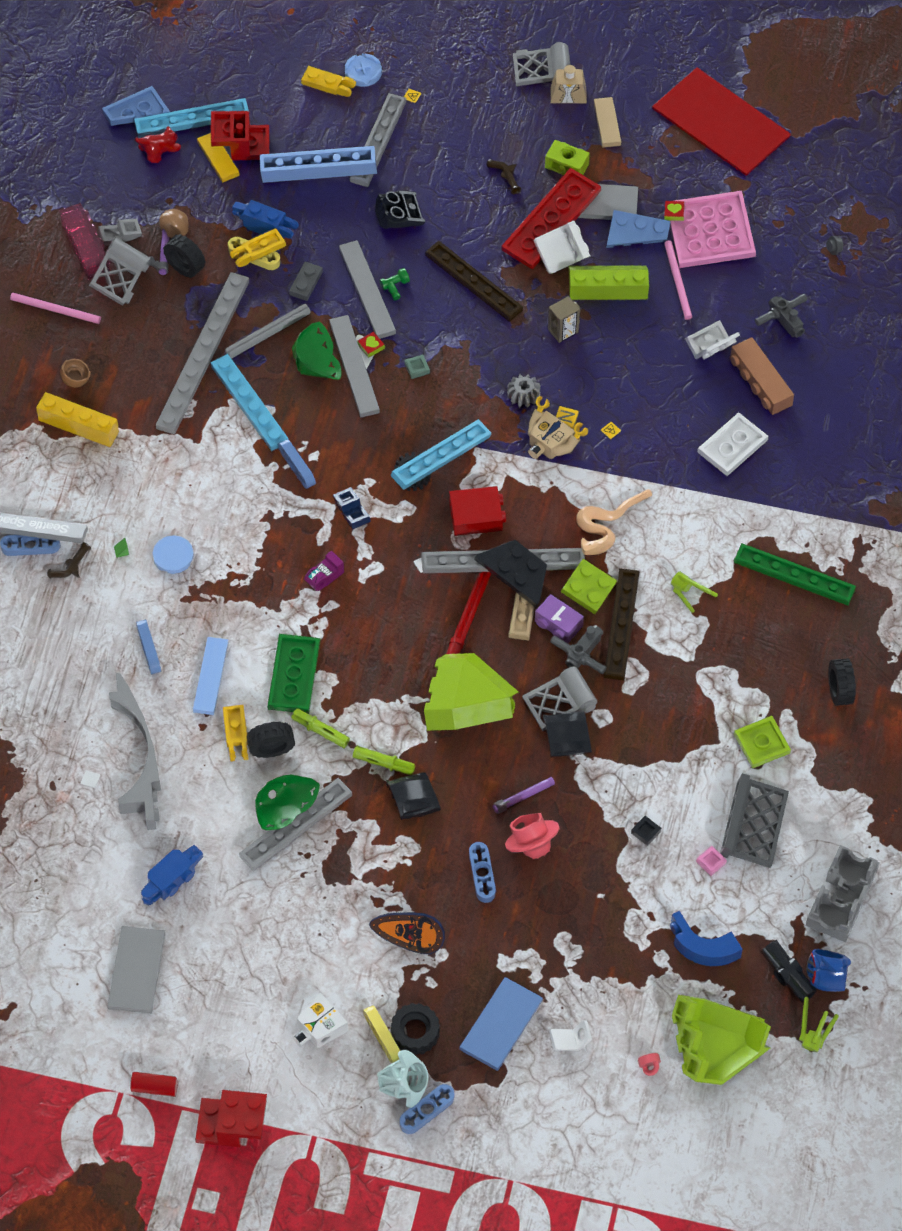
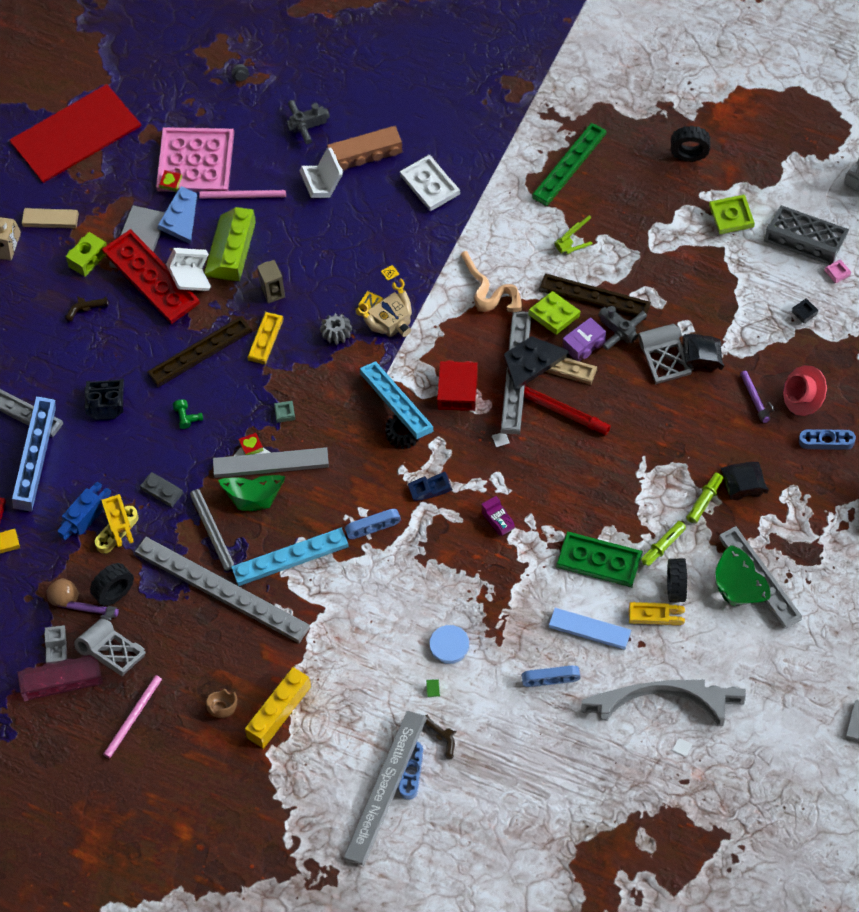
camera: 75 degrees left, 0 degrees up
(170, 874) = (799, 686): blue hinge -> none
(367, 289) = (185, 439): light grey tile -> none
(467, 694) = (654, 417): lime panel -> none
(502, 333) = (265, 338): none -> yellow tile

